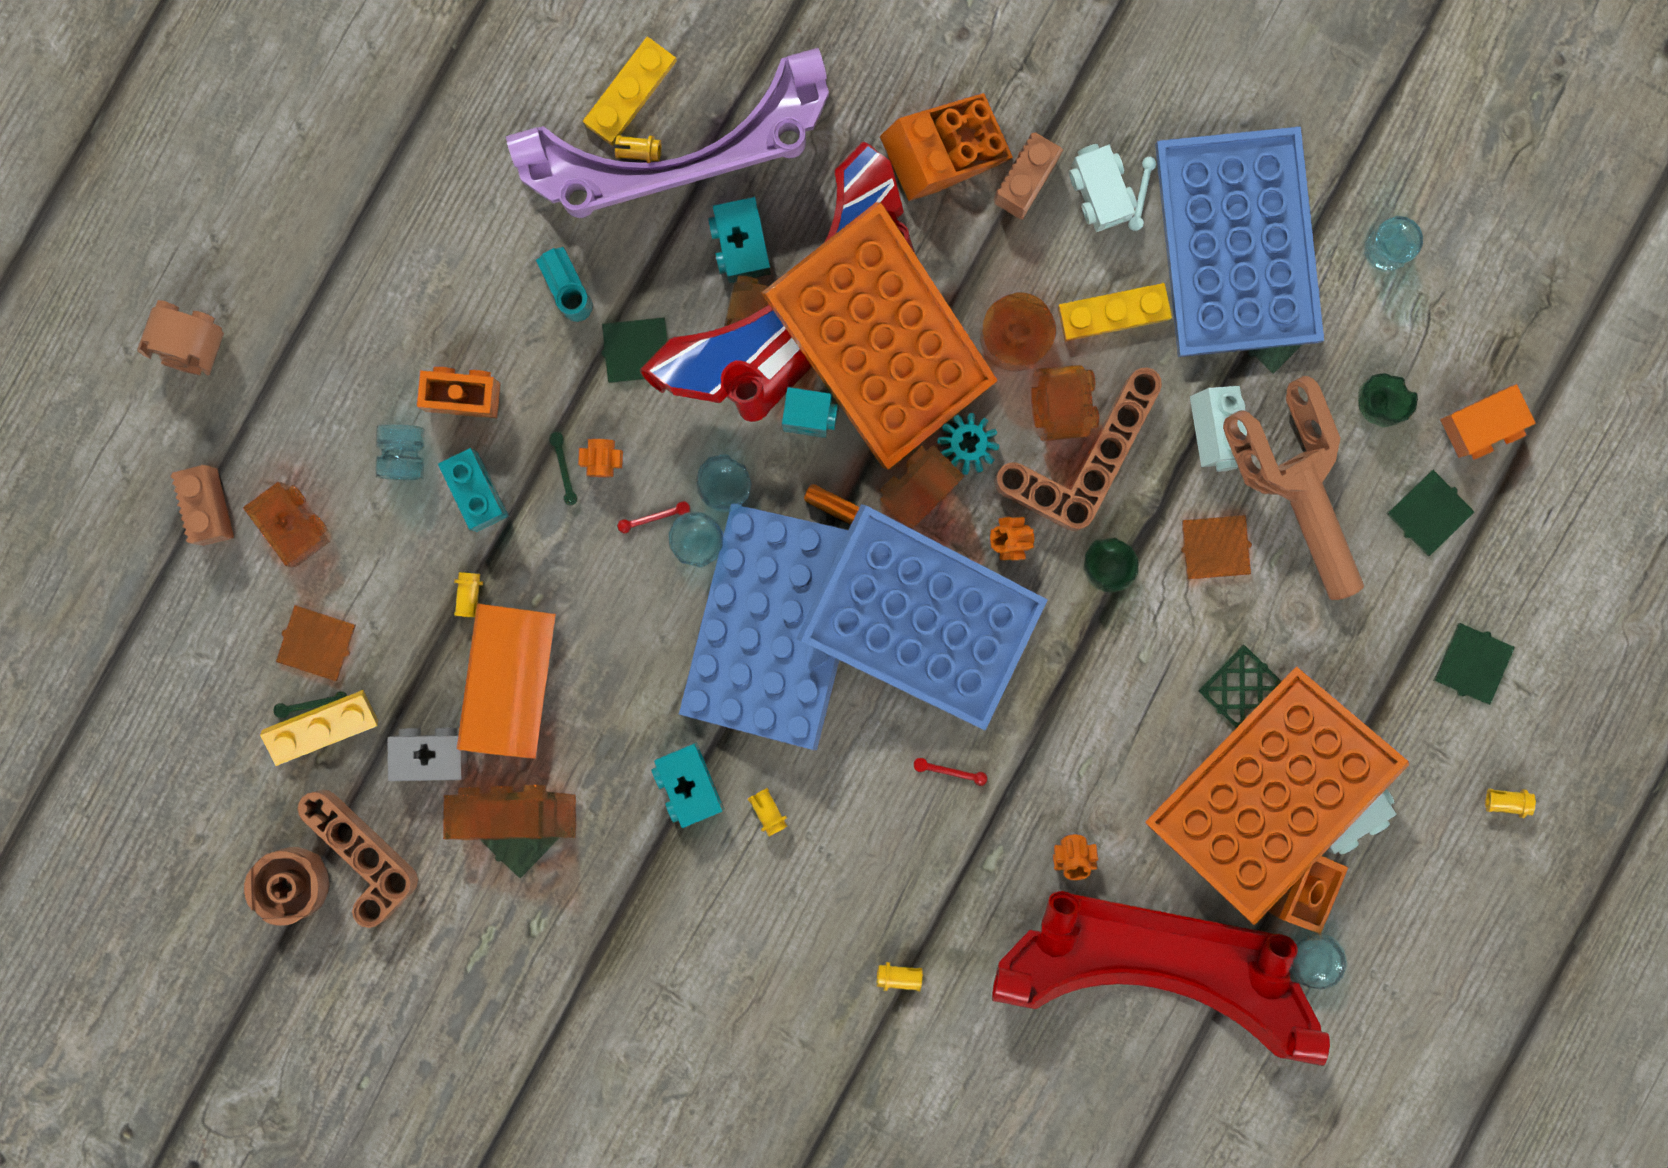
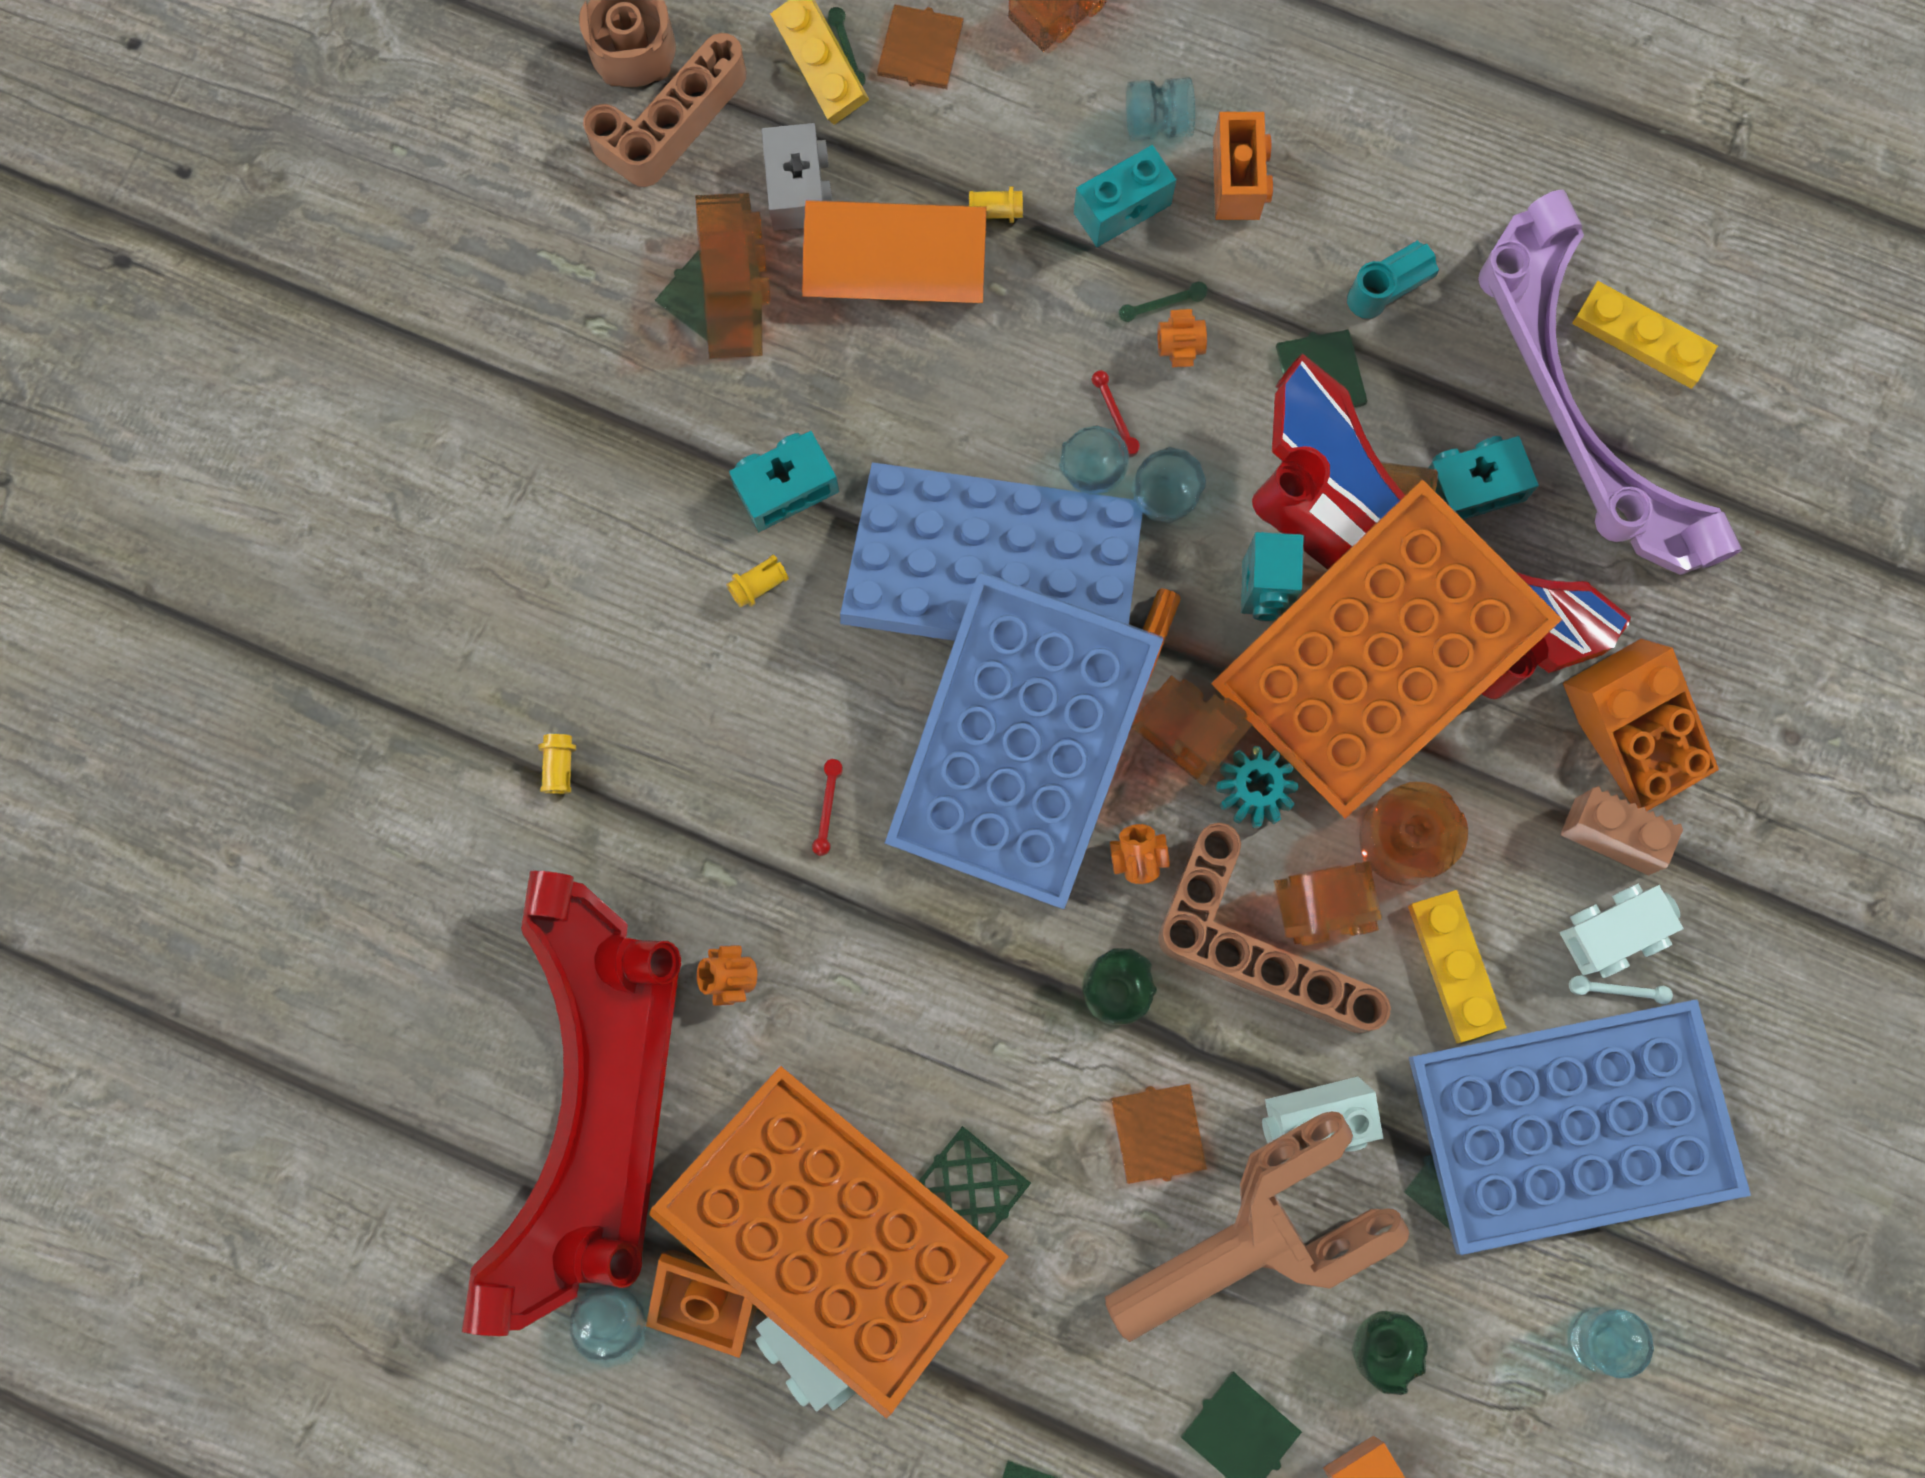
camera: 85 degrees right, 10 degrees down
(640, 148) = (1574, 349): yellow pin -> none

